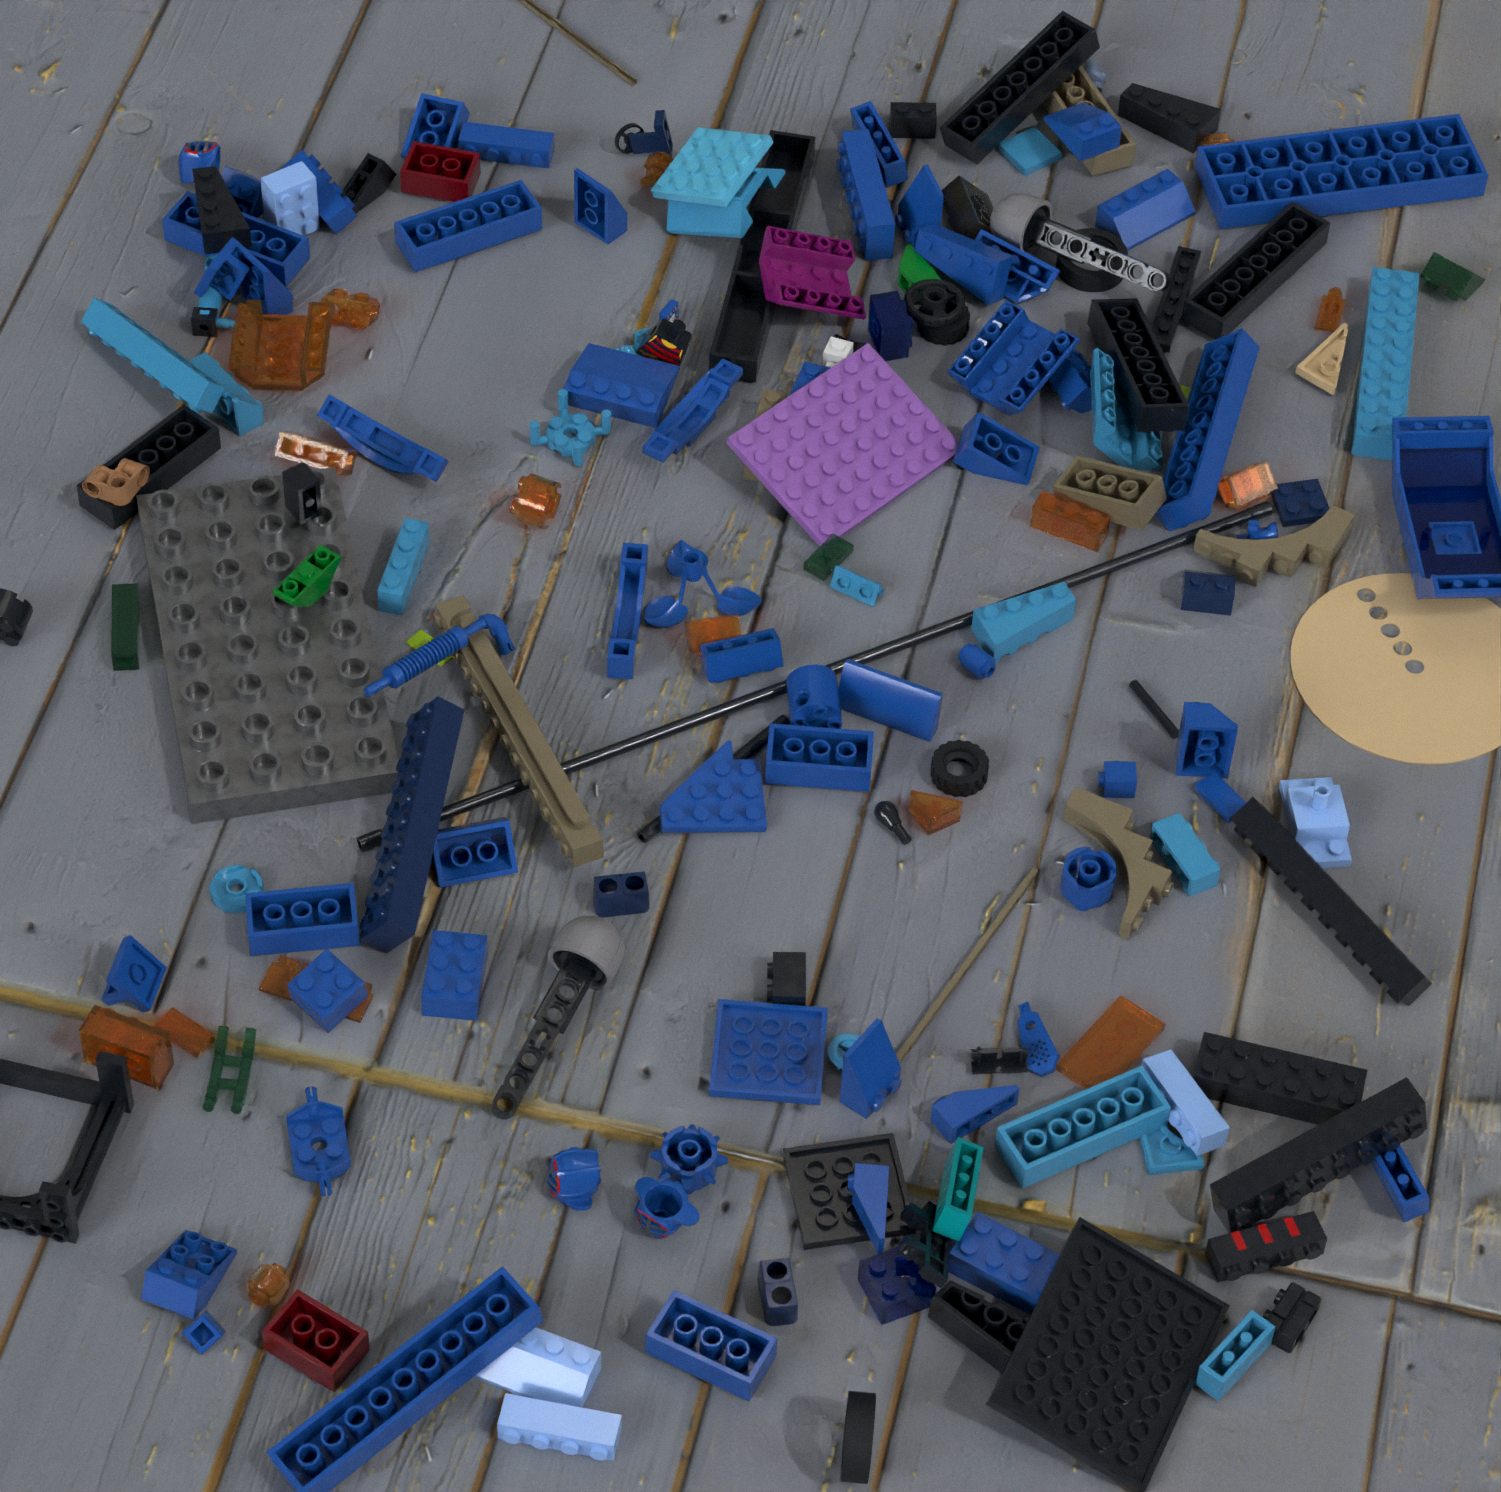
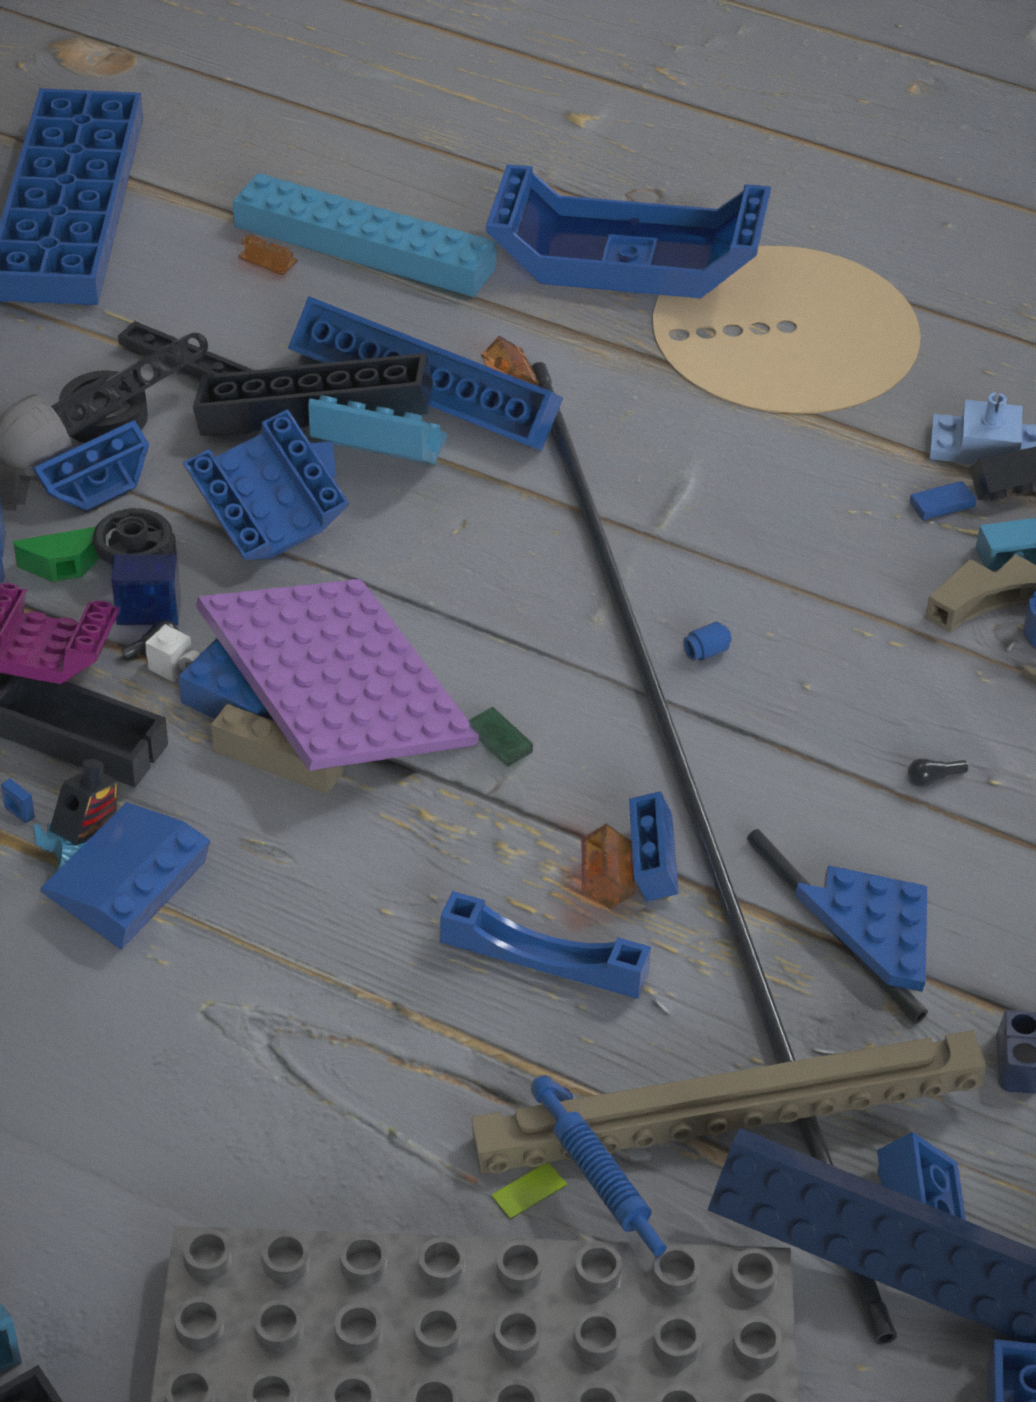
camera: 75 degrees left, 5 degrees down
(302, 493) = (264, 1250): black brick -> none
(309, 579) = (436, 1276): green slope -> none
(315, 452) = (121, 1253): clear orange brick -> none
(380, 442) = (137, 1162): blue piece -> none
(403, 566) = (382, 1184): dark azure brick -> none
(536, 500) = (320, 1001): clear orange brick -> none
(570, 424) = (187, 935): dark azure plate -> none
(691, 565) = (543, 840): blue plant -> none
(693, 412) = (211, 811): blue piece -> none
(814, 697) = (737, 790): blue cylinder -> none
(819, 757) = (836, 807): blue brick -> none
(856, 586) = (555, 721): dark azure hinge -> none
(889, 700) = (763, 724): blue slope -> none
(934, 811) = (933, 731): clear orange slope -> none
(959, 785) = (867, 675): black tyre -> none
(966, 261) = (72, 496): blue wedge -> none
(995, 451) = (378, 554): blue slope -> none
(1021, 619) = (659, 591): dark azure wedge -> none
(1070, 521) = (514, 516): clear orange brick -> none
(1117, 491) = (498, 465): dark tan brick -> none
(1118, 779) = (909, 567): blue brick -> none
(1146, 209) = (43, 347): blue slope -> none
(1156, 711) = (805, 521): black bar -> none
(1204, 741) = (891, 477): blue slope -> none
(1208, 592) = (647, 436): dark blue slope -> none
(1255, 271) = (192, 287): black brick -> none
(1258, 533) = (581, 382): blue piece -> none
(1282, 554) = (610, 350): dark tan arch -> none
(1299, 502) = (540, 342): dark blue plate -> none
(1324, 363) = (340, 277): tan wing -> none
(1451, 277) = (267, 158): clear green slope -> none

